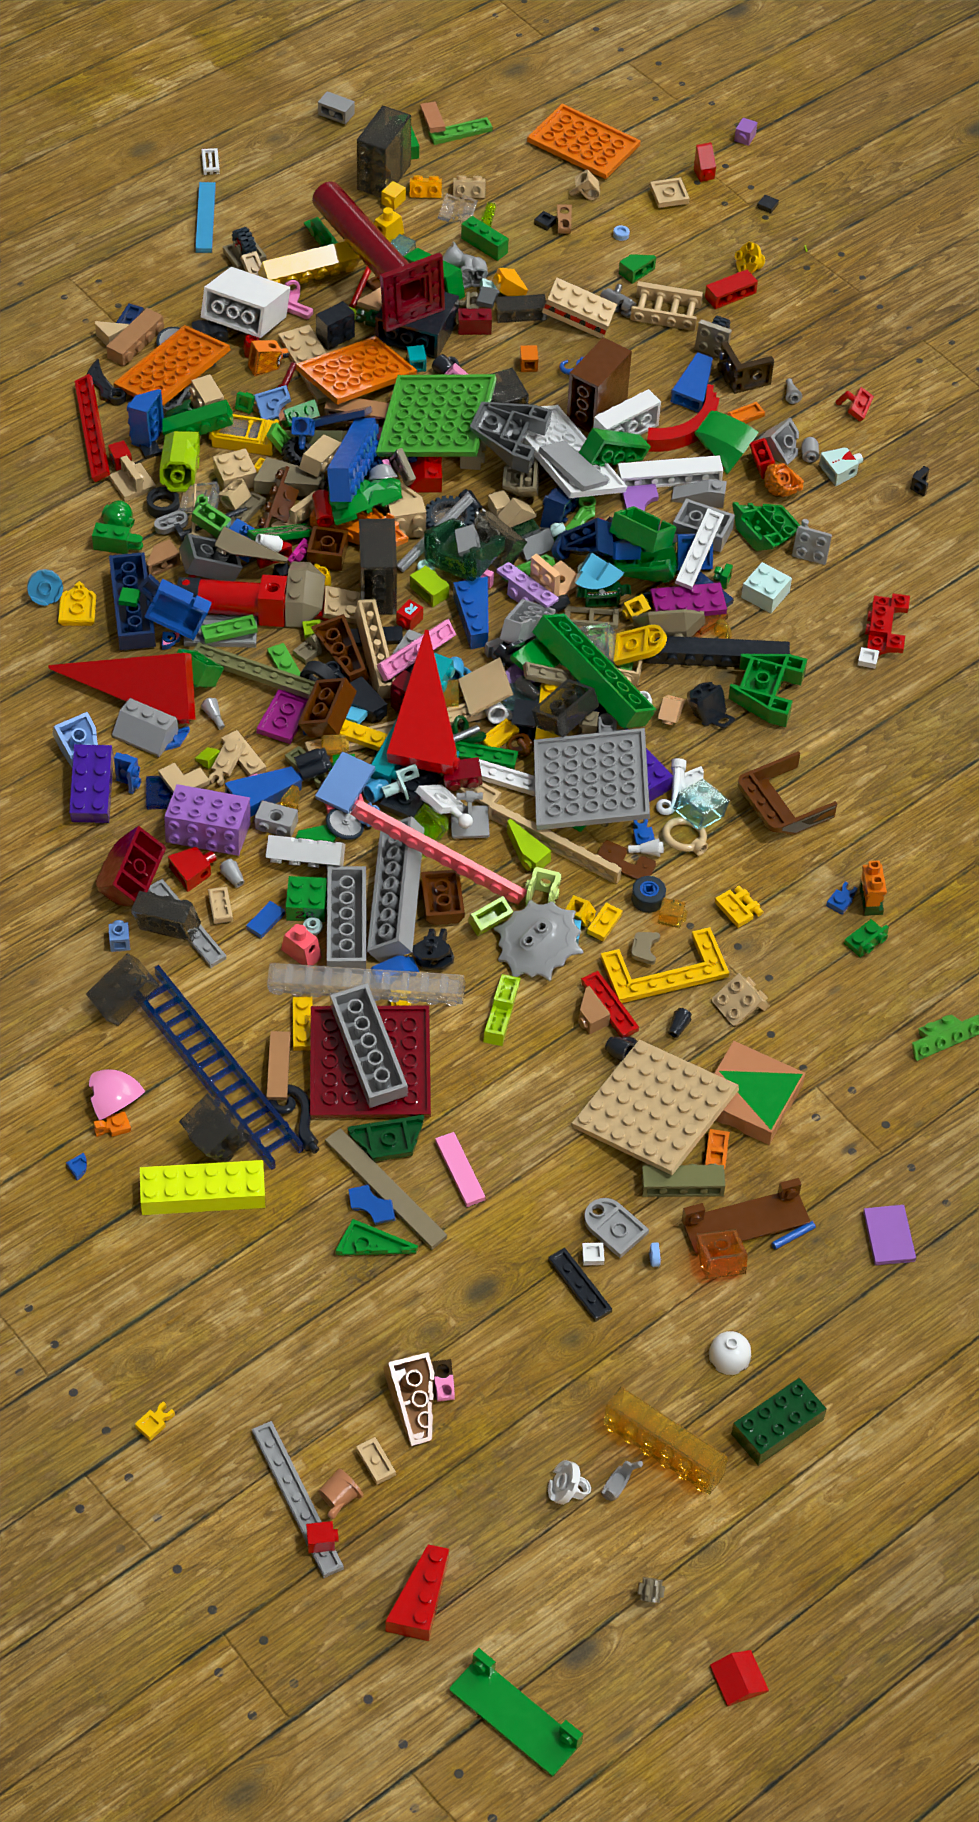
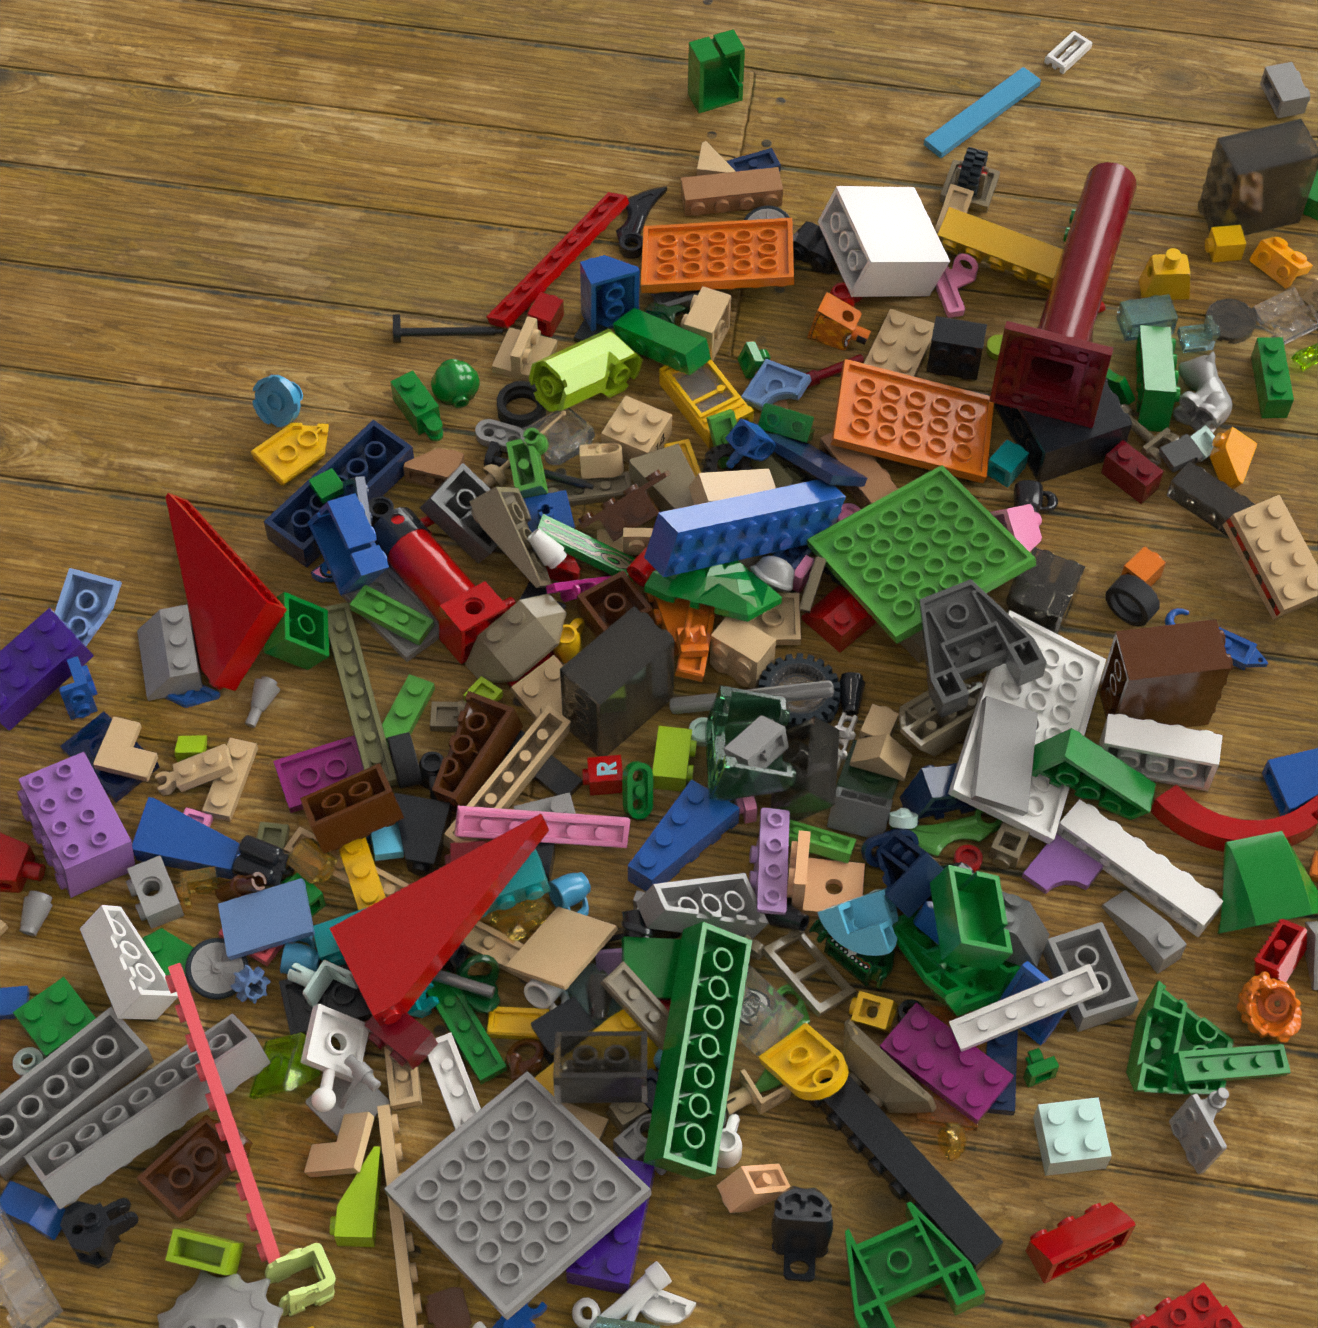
camera: 50 degrees right, 5 degrees up
(57, 517) = (399, 332): none -> black piece
(61, 284) = (716, 71): none -> green piece
(314, 782) = (240, 886): none -> reddish brown pin
(432, 607) = (638, 789): none -> green plate
(433, 242) = (1199, 337): none -> clear light blue bracket
(435, 228) = (1234, 320): none -> clear smoke tile
(498, 835) = (345, 1154): none -> tan tile
(545, 379) = (1130, 589): none -> black tyre
(608, 508) = (1008, 846): none -> dark tan brick
(793, 511) = (1231, 1063): none -> plate
(814, 619) = (1079, 1240): none -> red slope

